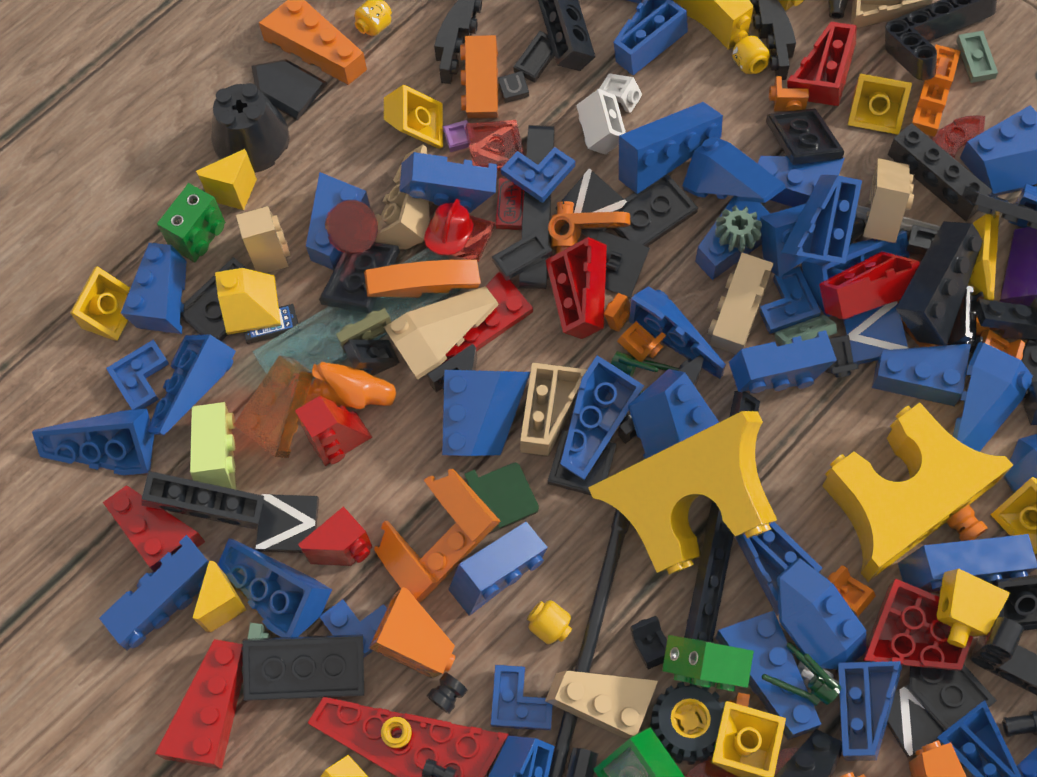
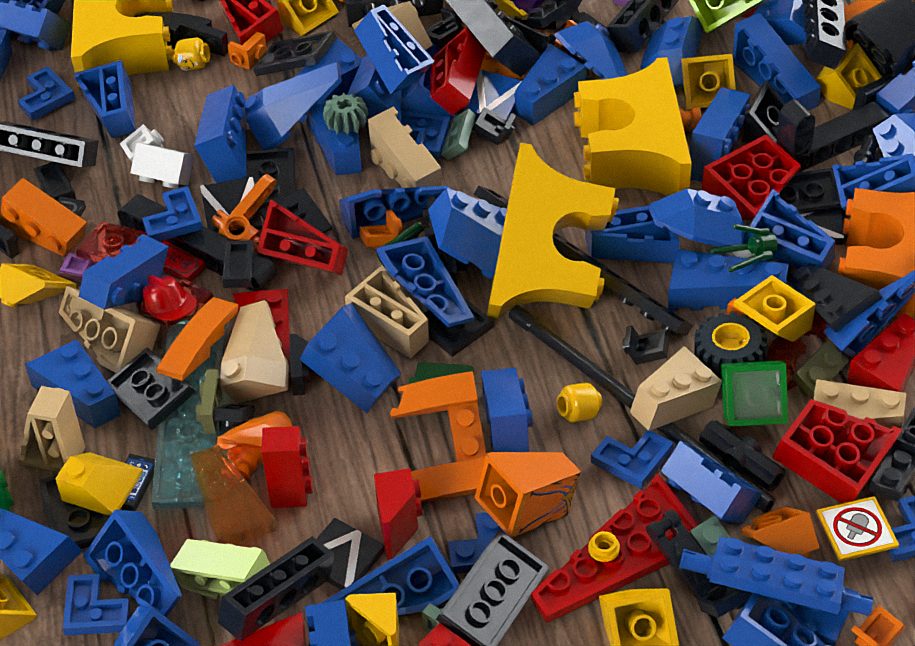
camera: 60 degrees left, 20 degrees down
(351, 227) = (104, 362): clear red tile -> none
(446, 694) = (592, 503): black wheel -> none
(617, 312) = (340, 234): orange plate -> none
(707, 663) = (693, 297): green piece -> none
(782, 366) = (480, 149): blue wedge -> none
(968, 605) = (757, 128): yellow torso -> none

